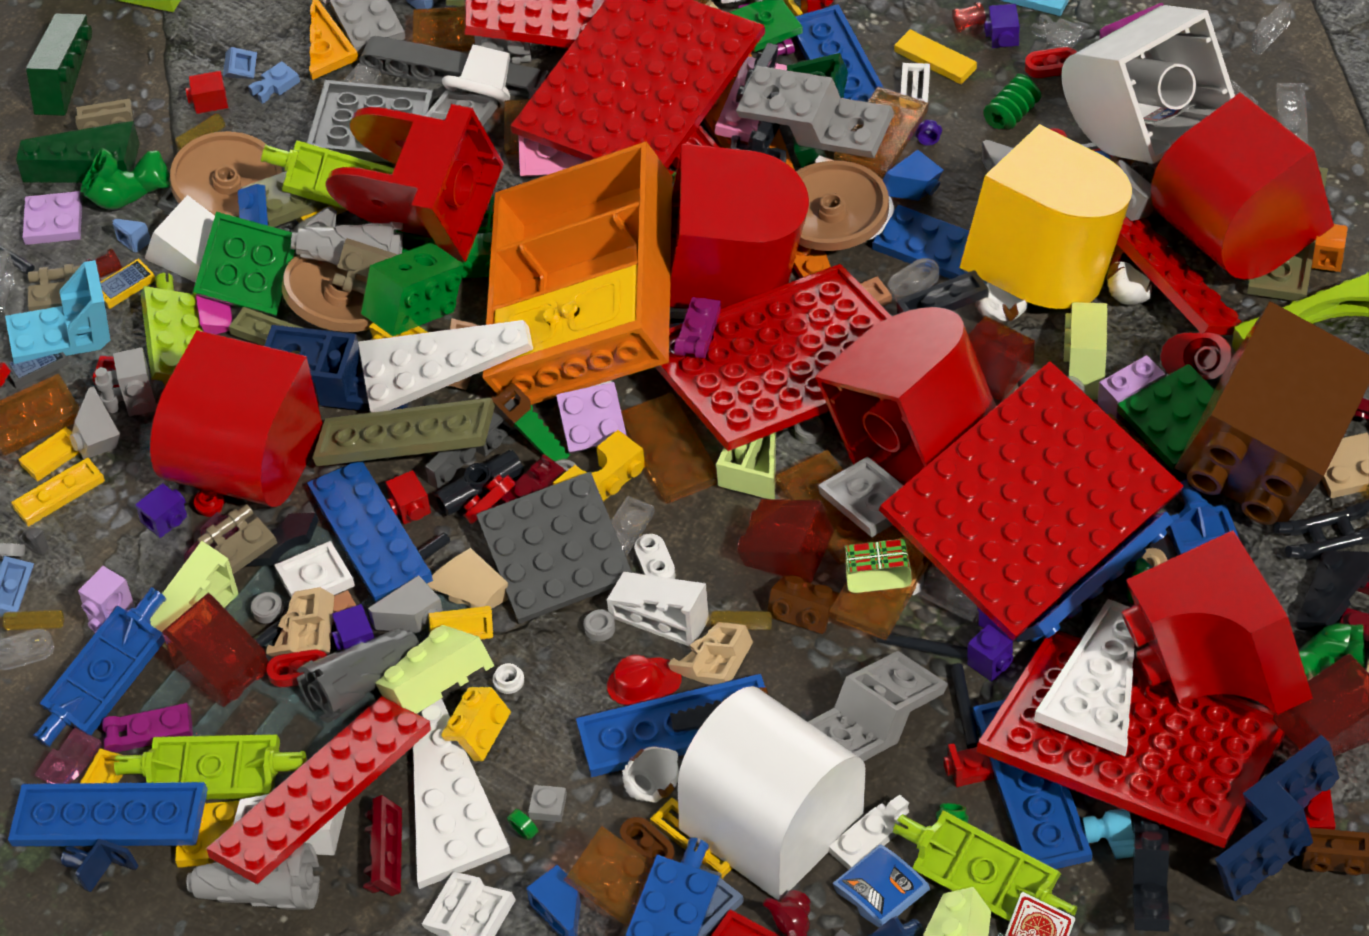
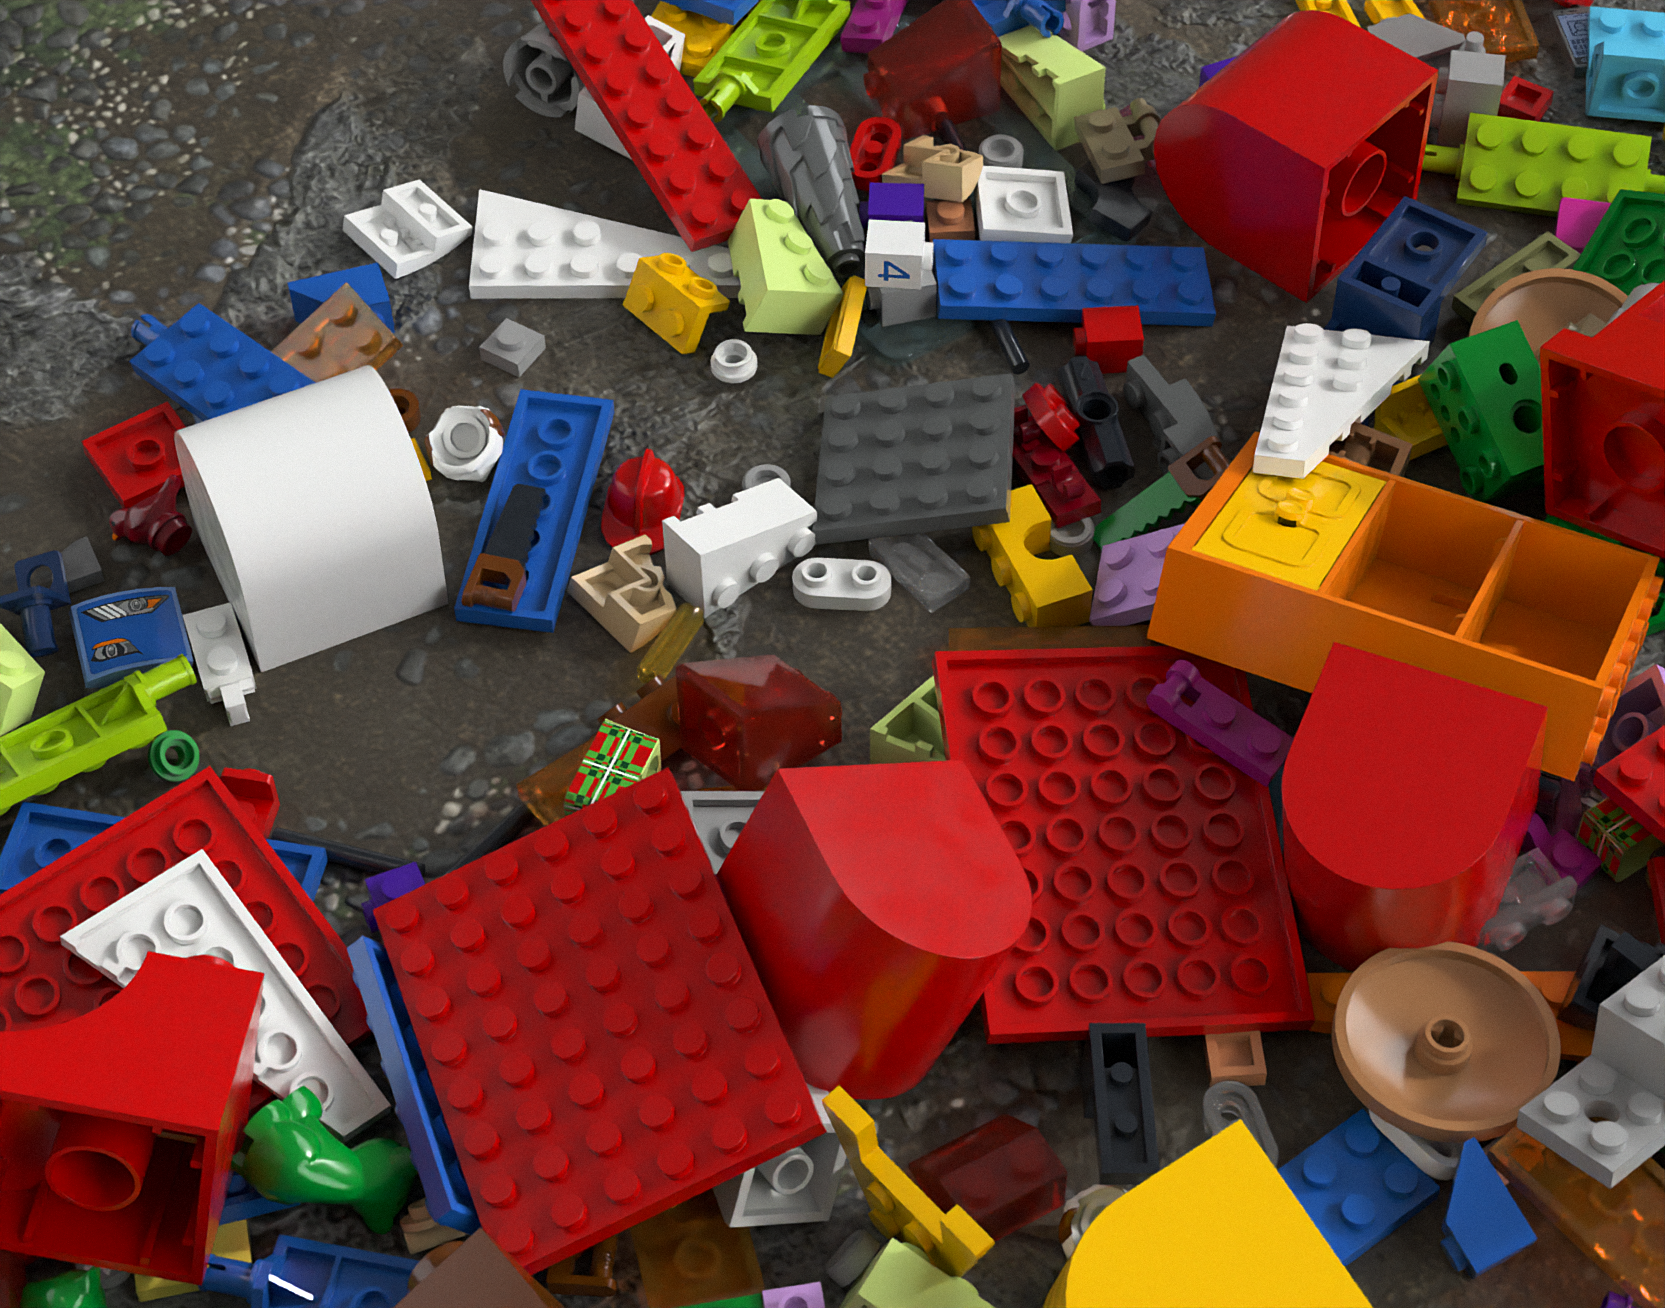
camera: 110 degrees right, 0 degrees up
(385, 846) = (549, 171): dark red plate -> none
(404, 432) = (1216, 347): olive plate -> none
(415, 590) = (896, 254): none -> white brick
(470, 581) = (920, 357): tan slope -> none
(522, 824) = (490, 305): green tile -> none
(877, 704) = (390, 709): light grey bracket -> none
(1052, 343) = (896, 1202): none -> yellow wing

